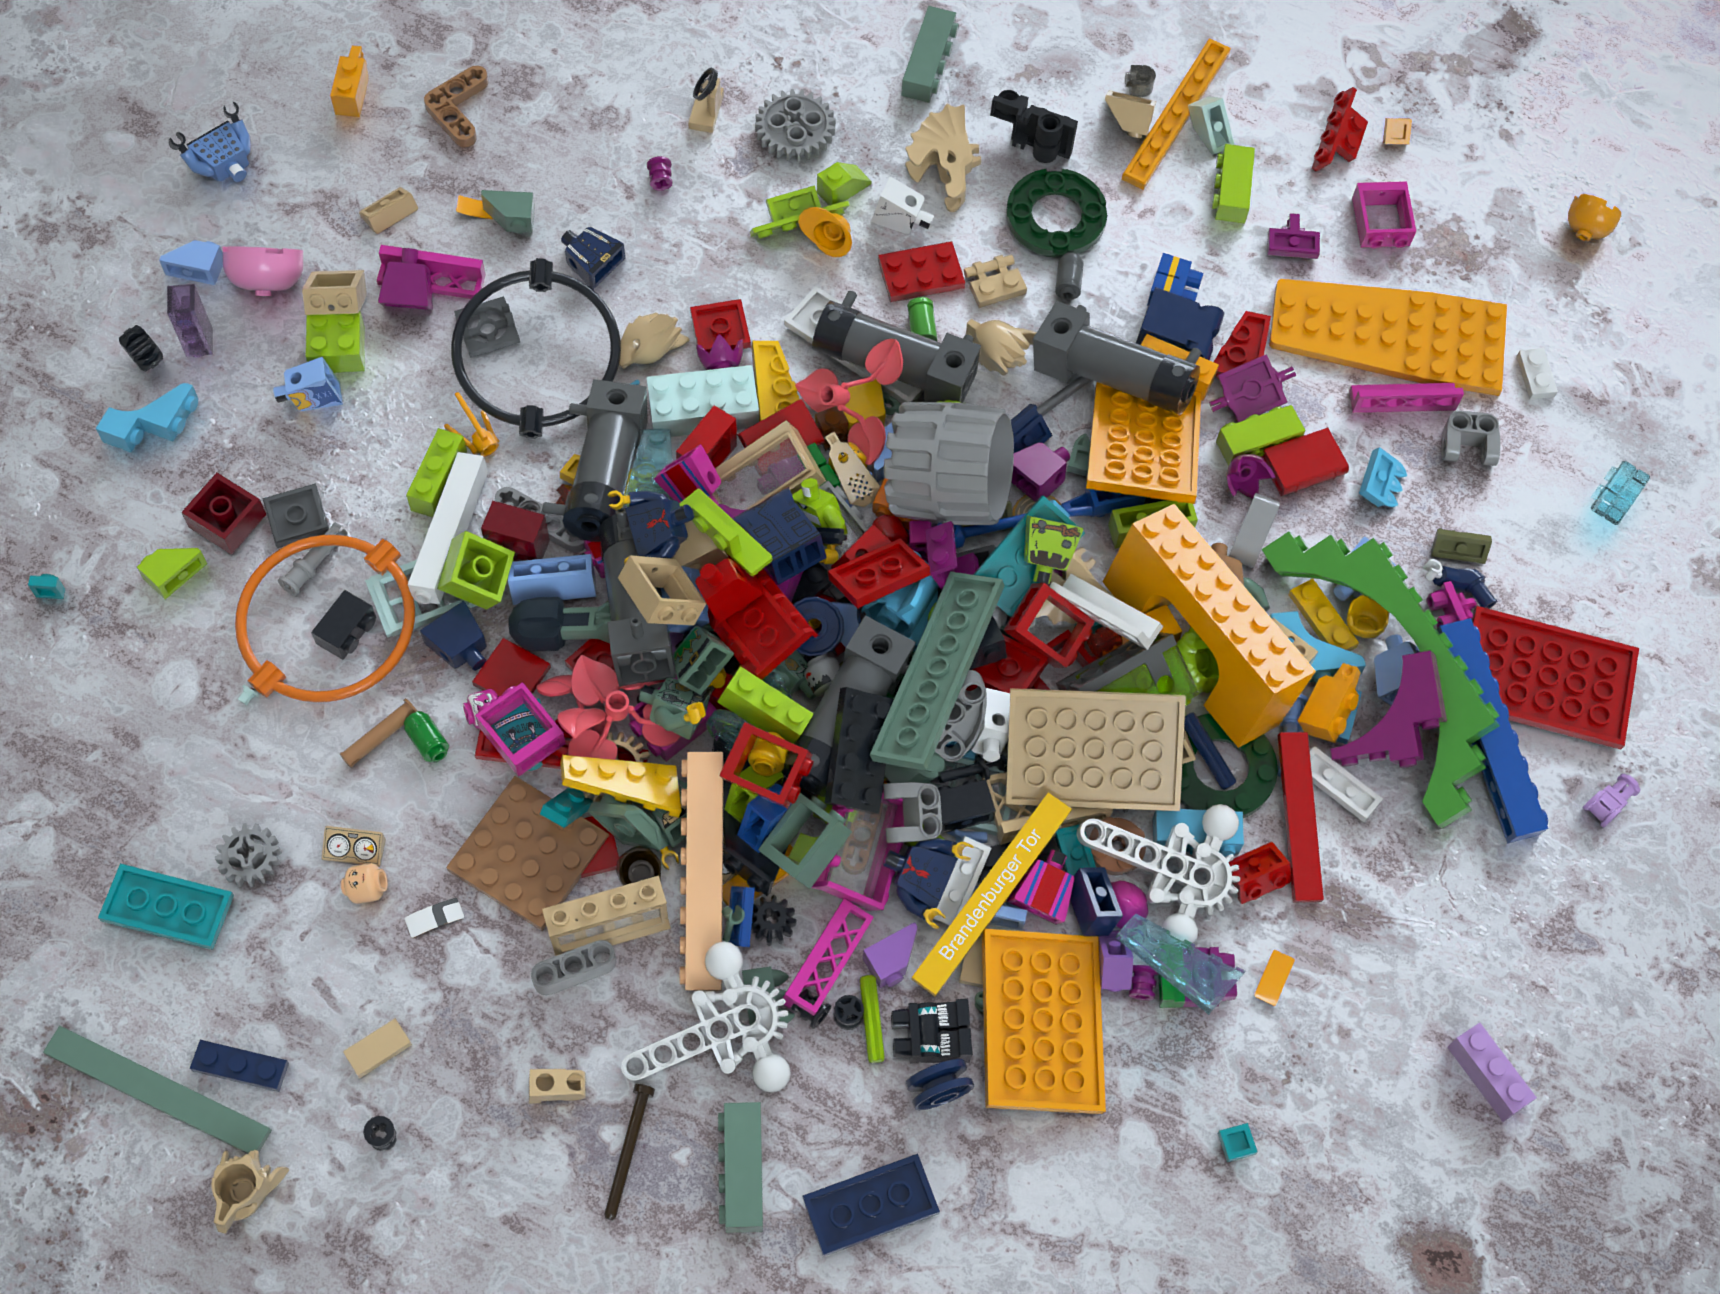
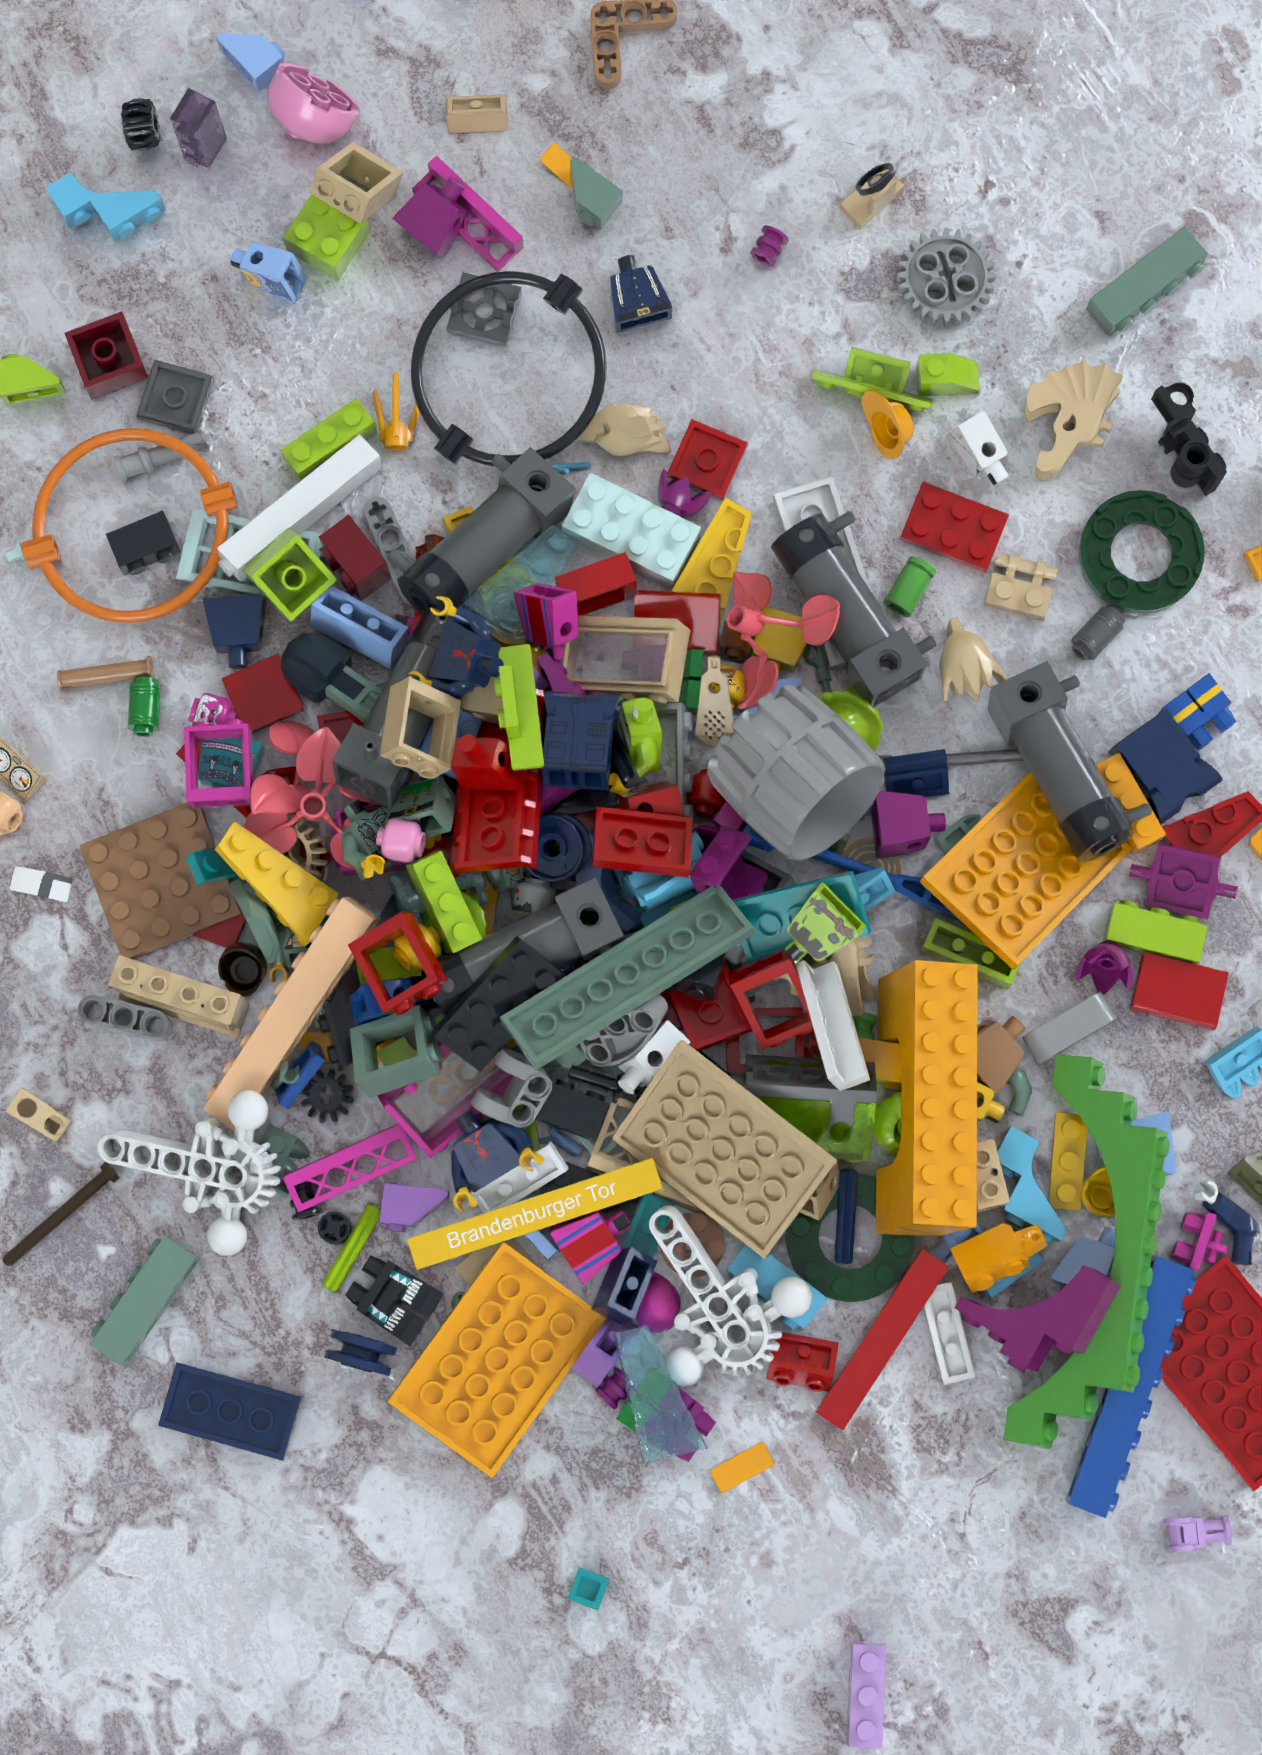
camera: 40 degrees right, 15 degrees up
(702, 684) = (401, 840): none -> bright pink head

